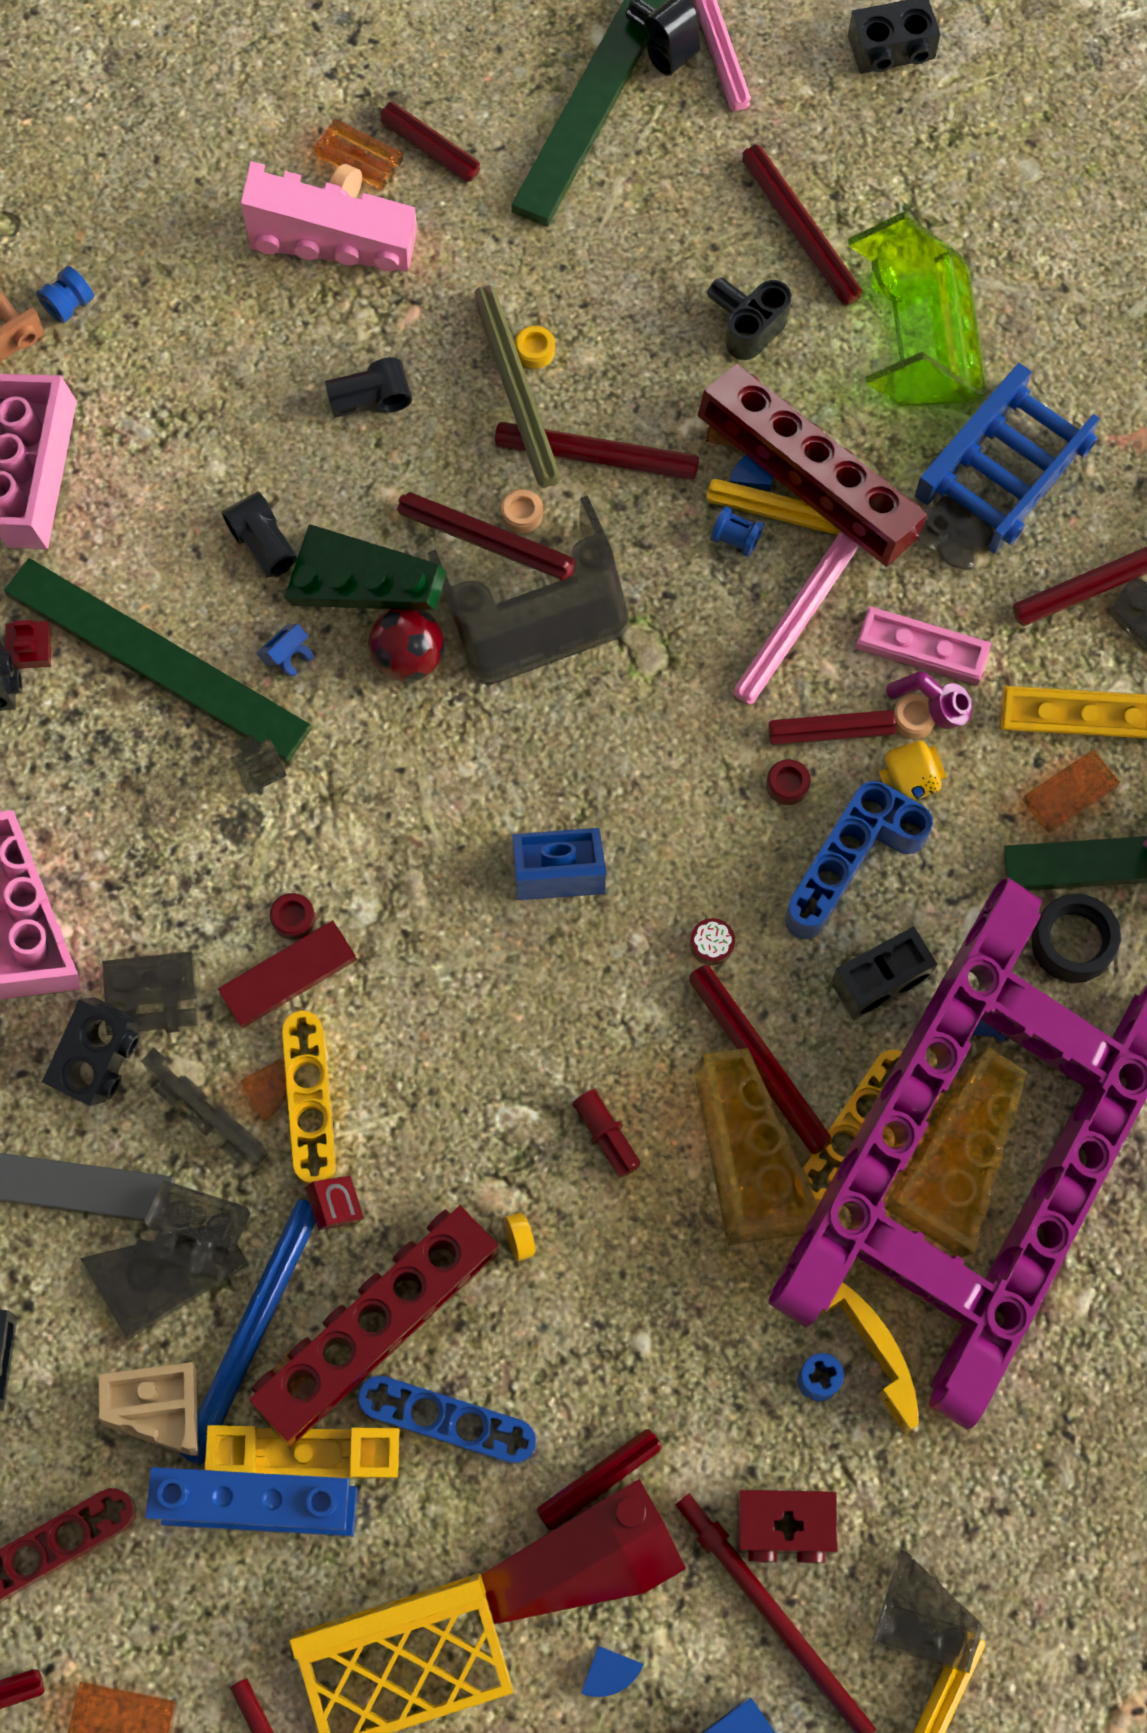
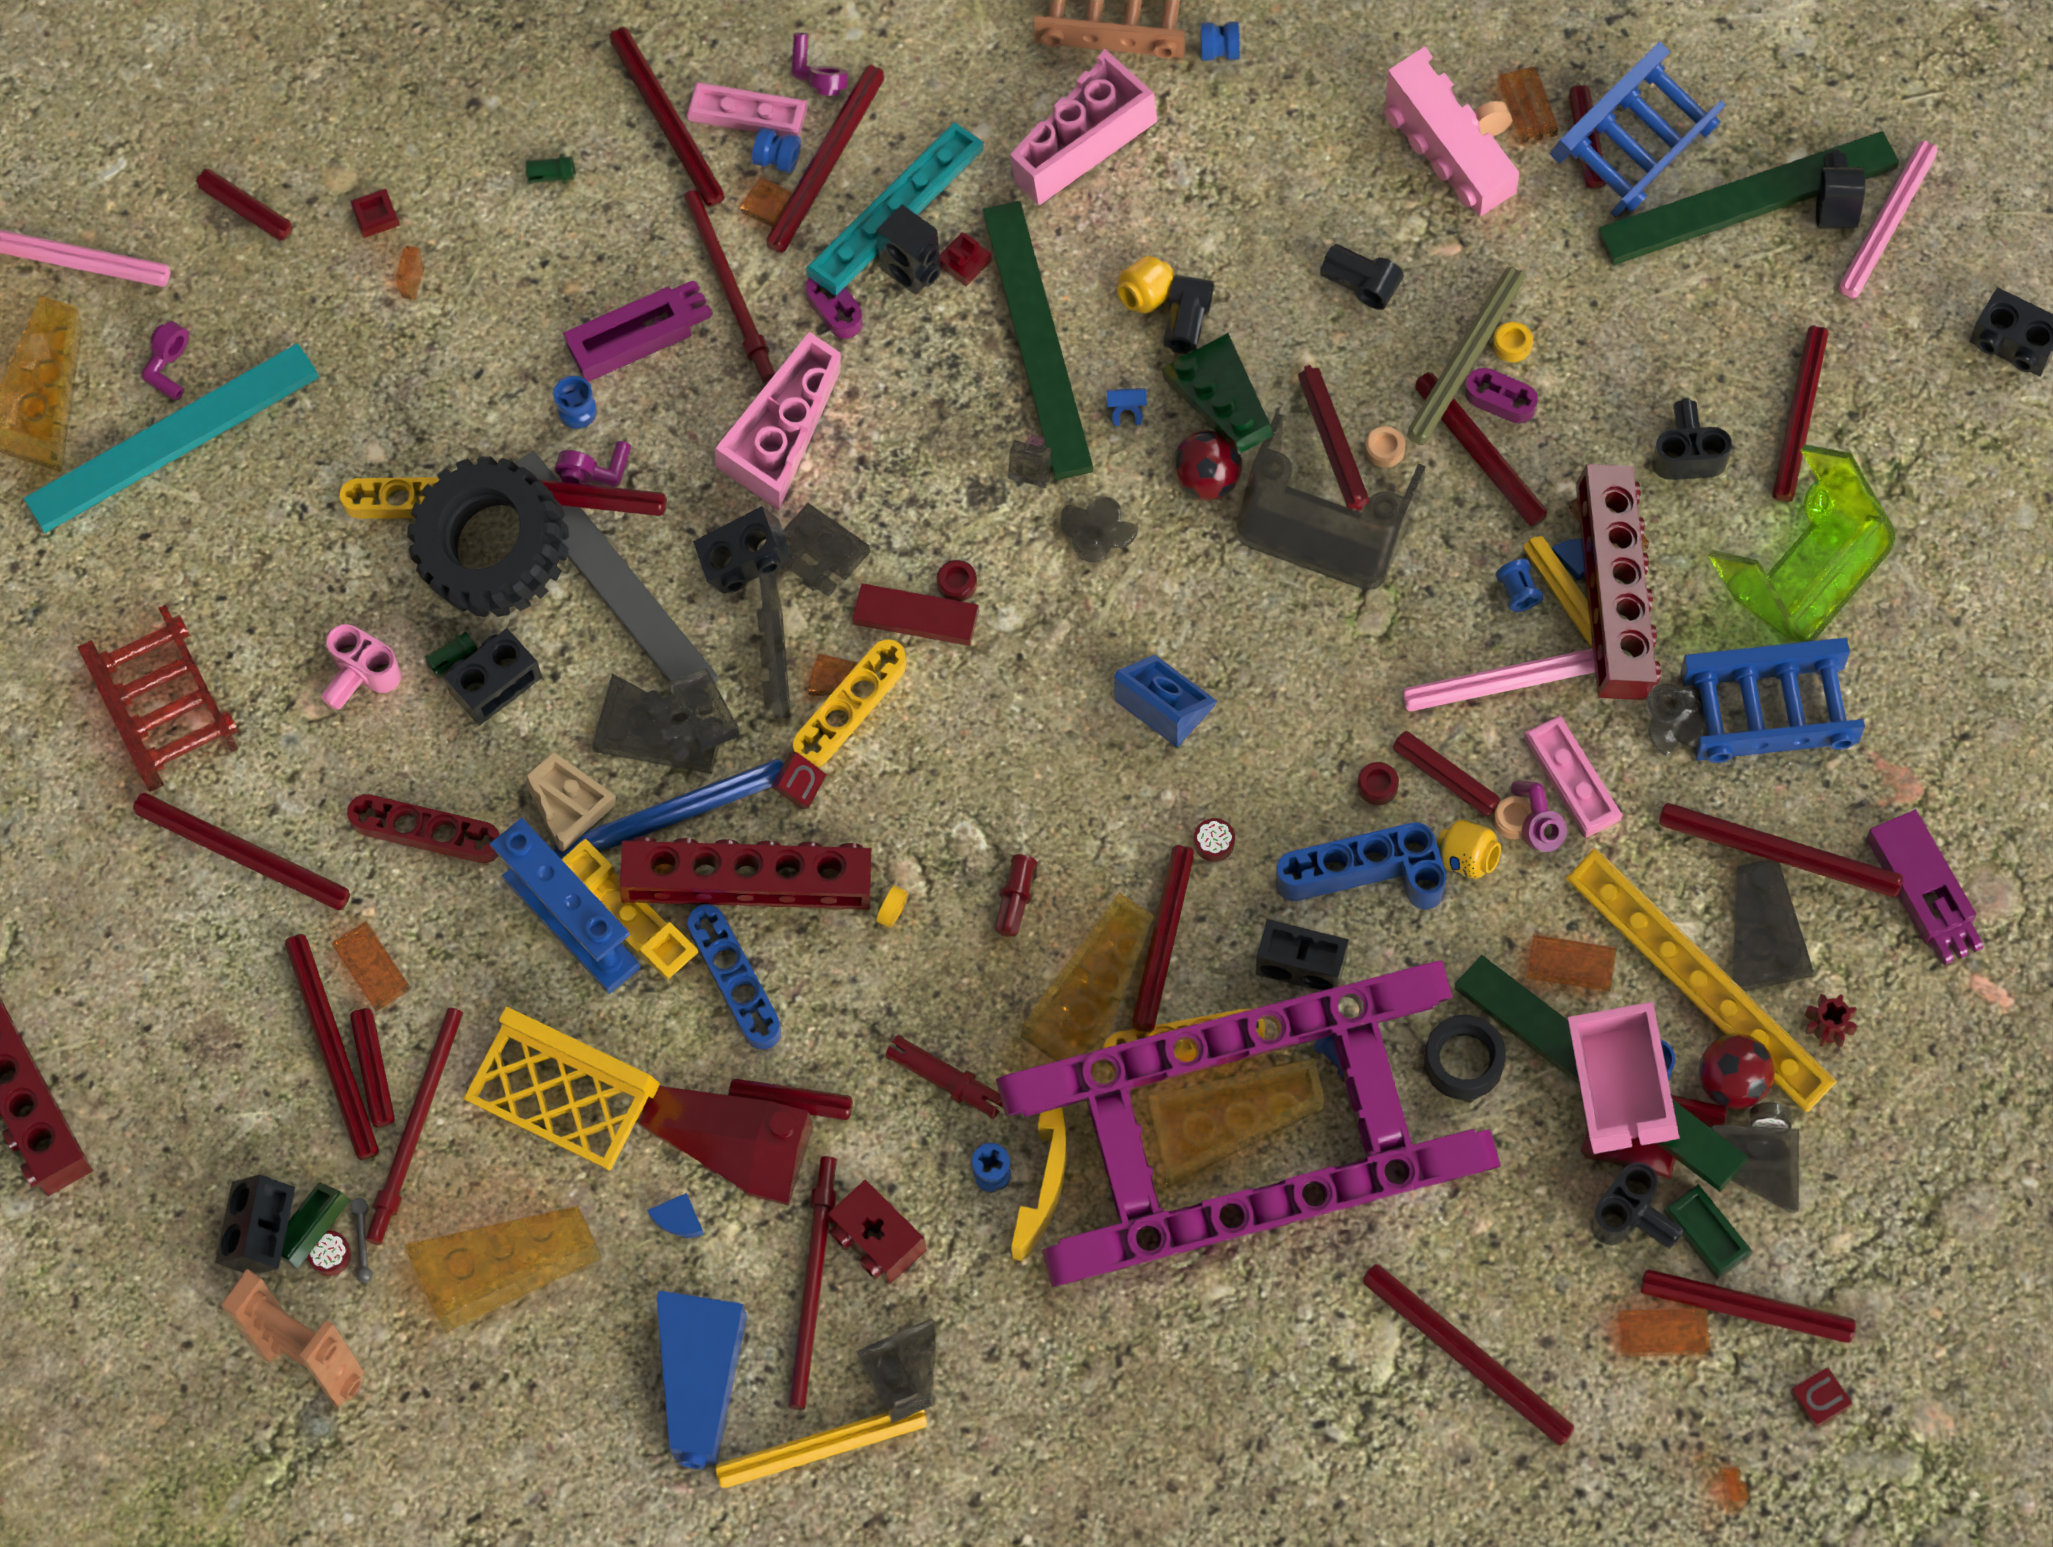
camera: 50 degrees right, 5 degrees down
(204, 540) = (1145, 284): none -> yellow head
(361, 767) = (1097, 528): none -> clear smoke plate
(434, 116) = (1627, 95): none -> blue fence
(570, 395) = (1501, 395): none -> magenta beam
(706, 1336) = (945, 1076): none -> dark red pin

